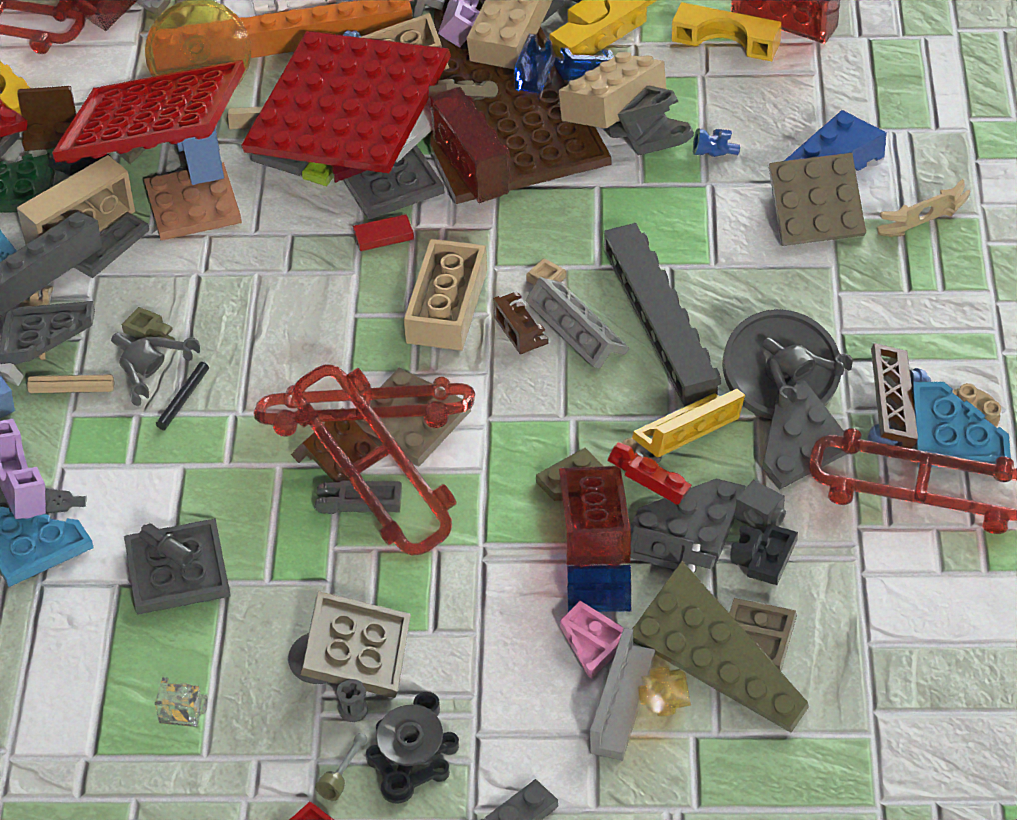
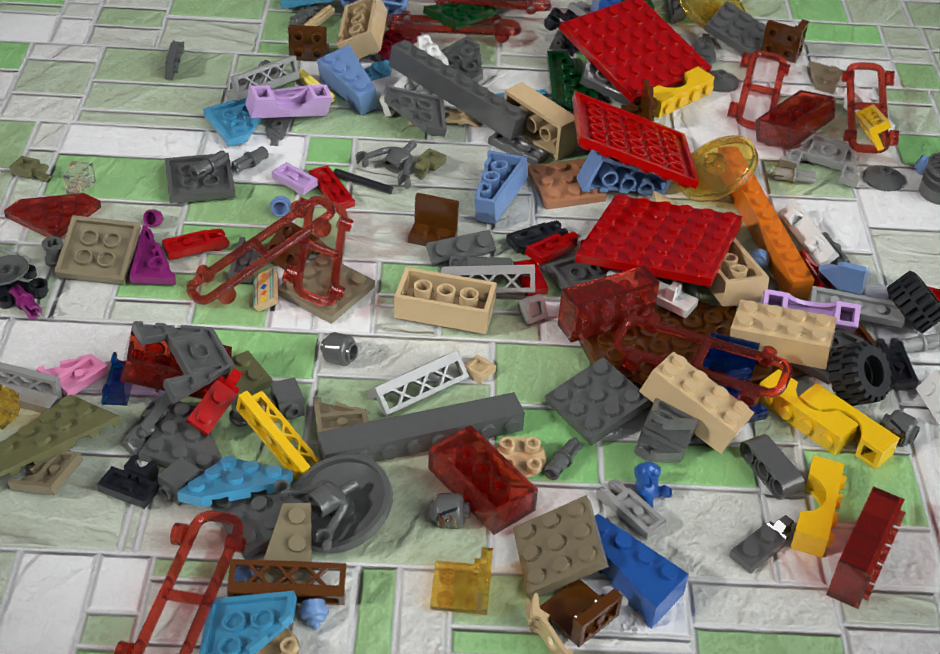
camera: 85 degrees right, 5 degrees down
(70, 383) = (379, 131): tan axle -> none
(132, 514) = (249, 159): none -> dark grey axle
(147, 774) = (28, 166): none -> olive plate
(181, 462) = (294, 178): none -> lavender plate
(196, 427) = (331, 187): none -> red tile
(213, 252) = (499, 184): none -> medium blue wedge
(245, 471) = (280, 206): none -> medium blue plate
(254, 727) = (51, 214): none -> clear red plate
(274, 601) = (153, 218): none -> magenta hinge
(295, 316) = (434, 219): none -> reddish brown bracket
(309, 225) = (522, 238): none -> black hinge
(328, 555) = (195, 243): none -> red hinge
(333, 291) = (471, 244): none -> dark grey plate
(336, 207) = (552, 247): none -> red hinge
(363, 270) = (478, 261): none -> dark grey hinge
(376, 588) = (149, 262): none -> magenta wing
(392, 255) = (497, 271): none -> light grey fence
(433, 467) = (266, 289): none -> tan tile
(446, 226) = (533, 308): none -> light grey tile
(462, 710) = (25, 302): none -> magenta axle
(477, 91) = (678, 303): dark tan hinge -> none
(518, 323) = (417, 346): reddish brown hinge -> none
(533, 387) = (339, 349): none -> dark grey head
(542, 135) = (749, 393): none -> clear red bar
(600, 174) = (597, 401): none -> dark grey plate
(604, 474) = (196, 352): none -> dark grey wing
(618, 424) = (288, 398): none -> dark grey brick
(645, 384) = (337, 416): none -> dark tan wing
(682, 206) = (563, 458): none -> dark grey axle
(684, 55) = (772, 466): none -> dark grey beam
(684, 237) = (524, 454): none -> tan dish
(730, 258) = (484, 477): none -> clear red brick
(745, 158) = (632, 509): none -> light grey hinge
(763, 452) = (233, 480): none -> dark azure plate
(771, 286) = (449, 510): none -> dark grey head
(774, 75) = (762, 544): none -> dark grey hinge
(841, 396) = (291, 541): none -> dark tan wing
(865, 270) = (462, 585): none -> clear yellow bracket
(888, 188) = (581, 611): none -> reddish brown bracket

